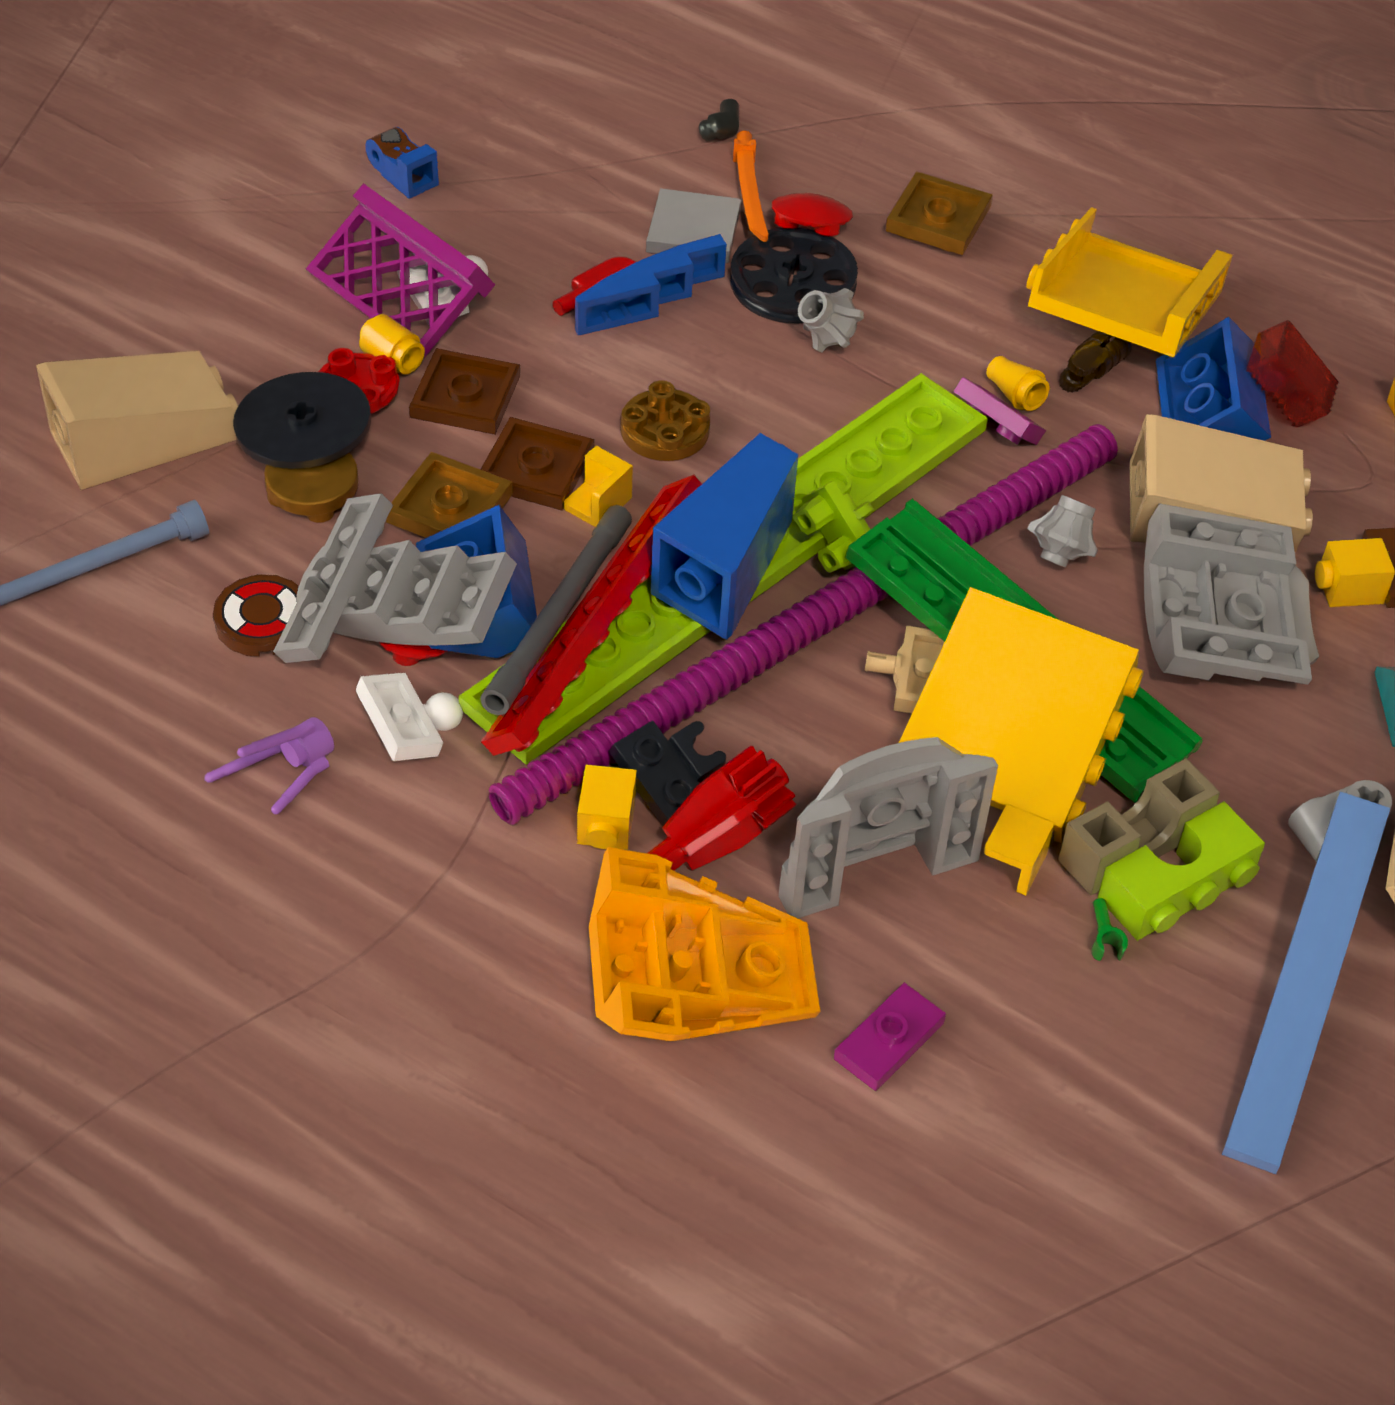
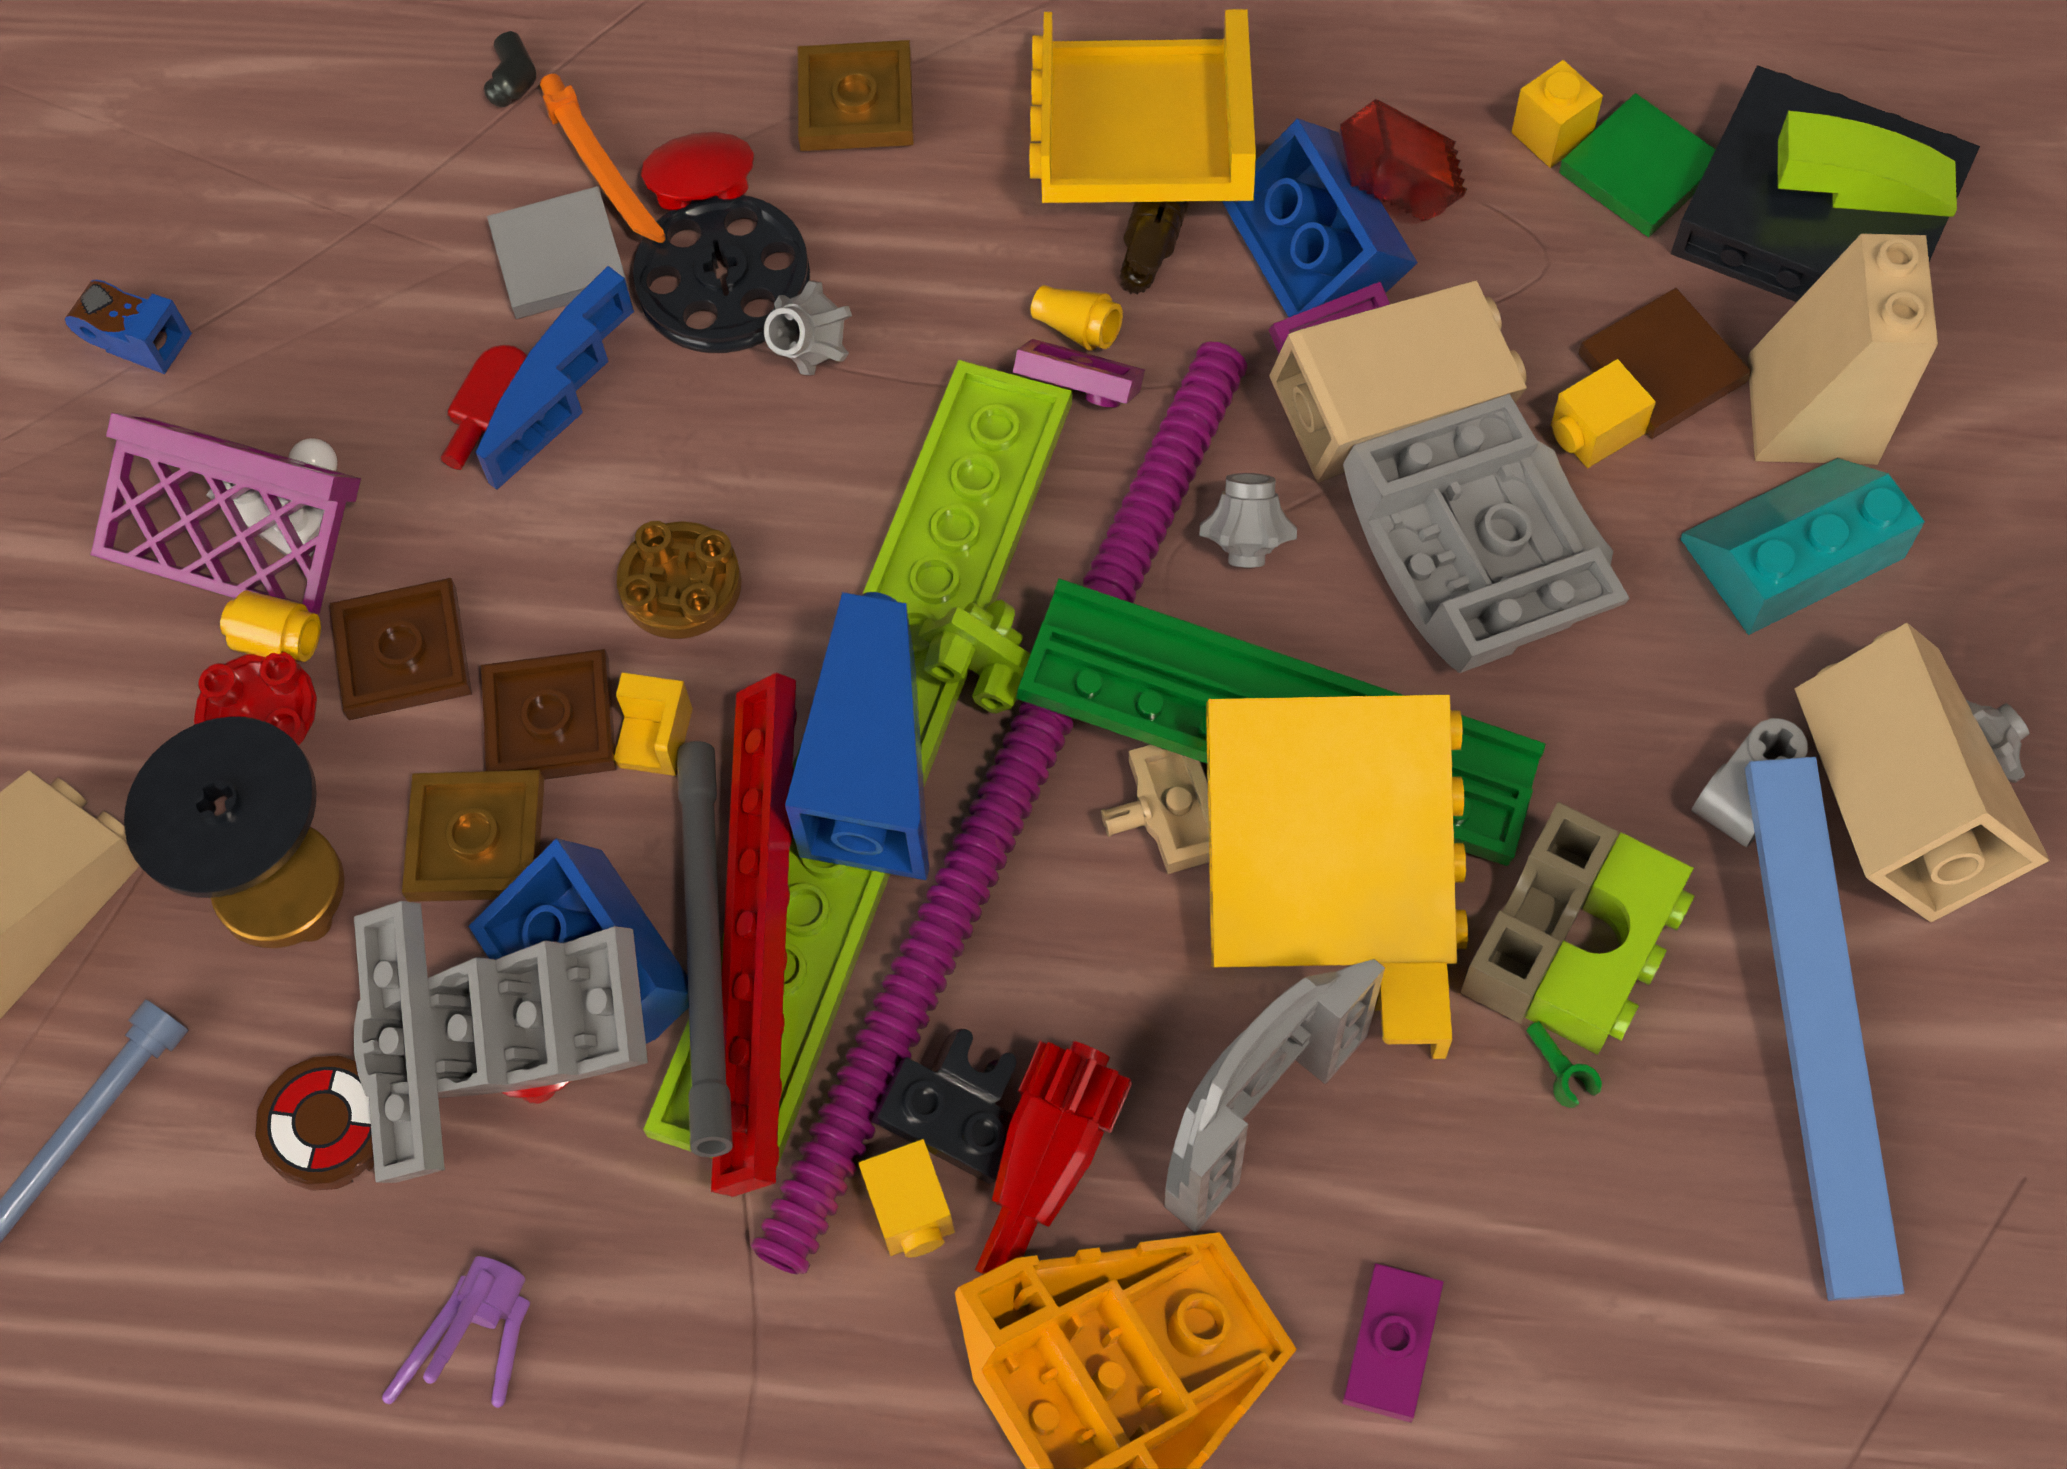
camera: 20 degrees left, 15 degrees up
(402, 719) = (591, 1192): white plate -> none

